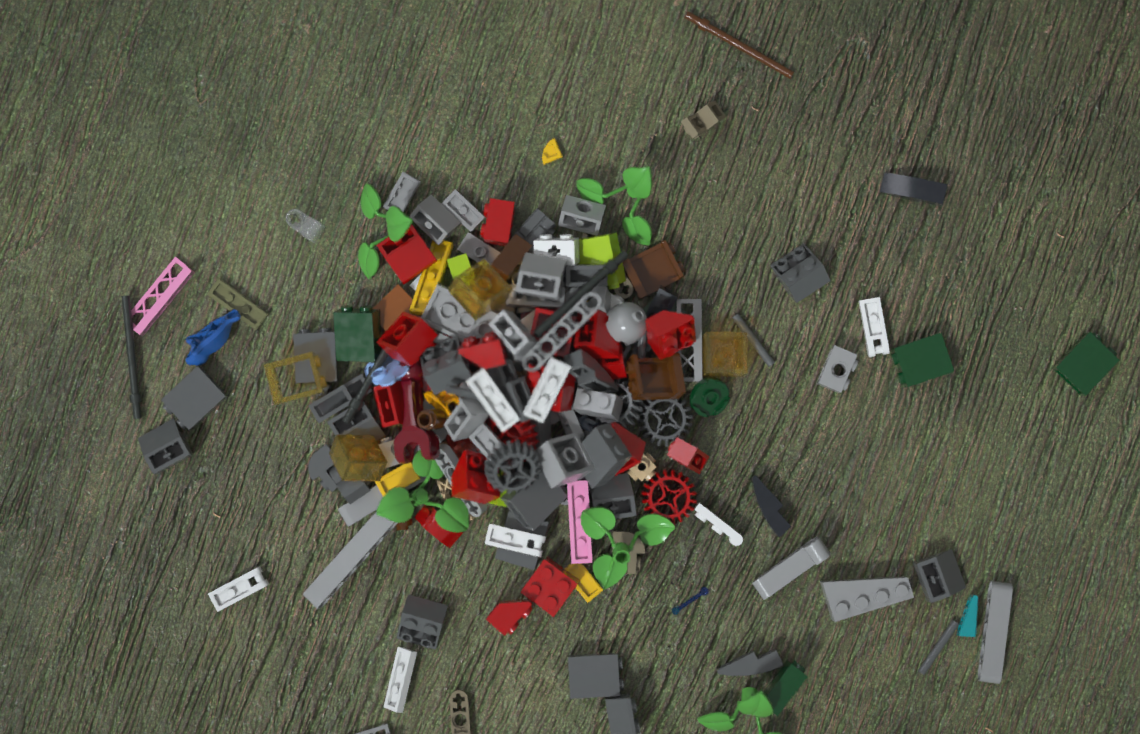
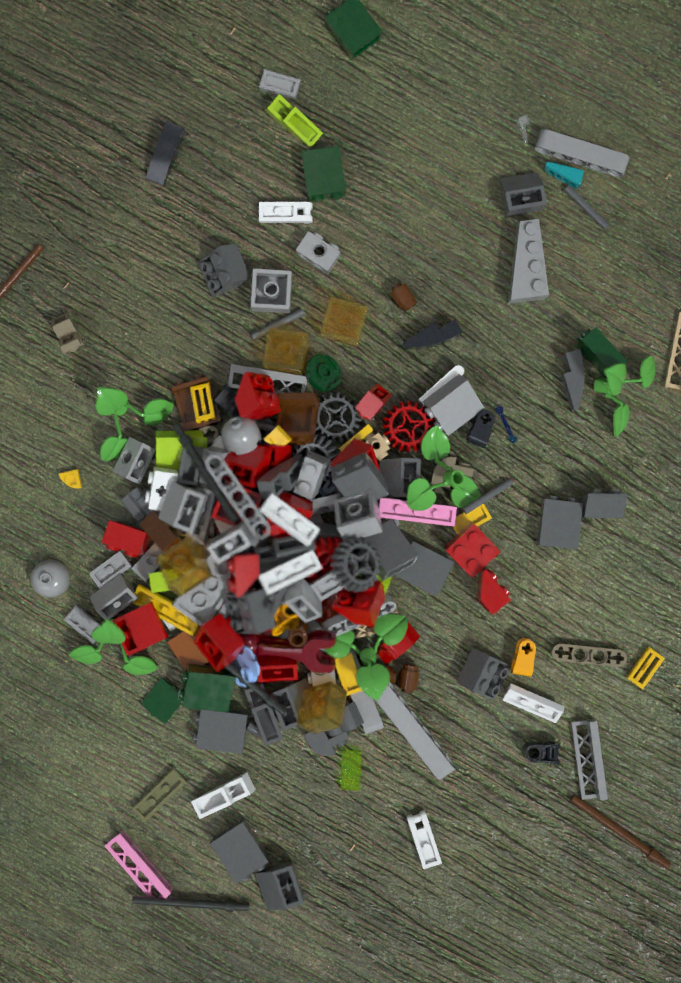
camera: 75 degrees left, 0 degrees up
(210, 338) = (186, 826): blue animal -> none
(247, 370) = (223, 795): none -> white slope
(273, 381) = (238, 774): clear yellow window -> none
(297, 499) = (351, 770): none -> clear neon green plate
(307, 227) = (98, 717): clear piece -> none
(335, 289) = (162, 701): none -> dark green piece
(350, 702) = (546, 752): none -> black piece
(404, 544) = (408, 678): none -> reddish brown brick
(442, 661) = (523, 660): none -> light orange piece
(443, 149) = (50, 578): none -> light grey cylinder
(514, 540) = (423, 575): white plate -> none
(610, 594) = (487, 496): none -> dark grey bar
(631, 362) = (278, 437): none -> yellow tile
(640, 281) = (205, 416): none -> yellow tile
(653, 451) = (360, 436): none -> yellow tile
(675, 574) = (480, 432): none -> black piece
(699, 540) = (453, 405): none -> light grey brick
(767, 409) = (344, 322): none -> clear yellow brick
(786, 327) = (271, 291): none -> light grey brick
(791, 567) = (491, 325): light grey beam -> none
(806, 468) = (403, 296): none -> reddish brown brick
(973, 318) = (293, 121): none -> lime slope
(1011, 296) = (279, 84): none -> light grey tile
(1017, 562) = (521, 123): none -> clear hand

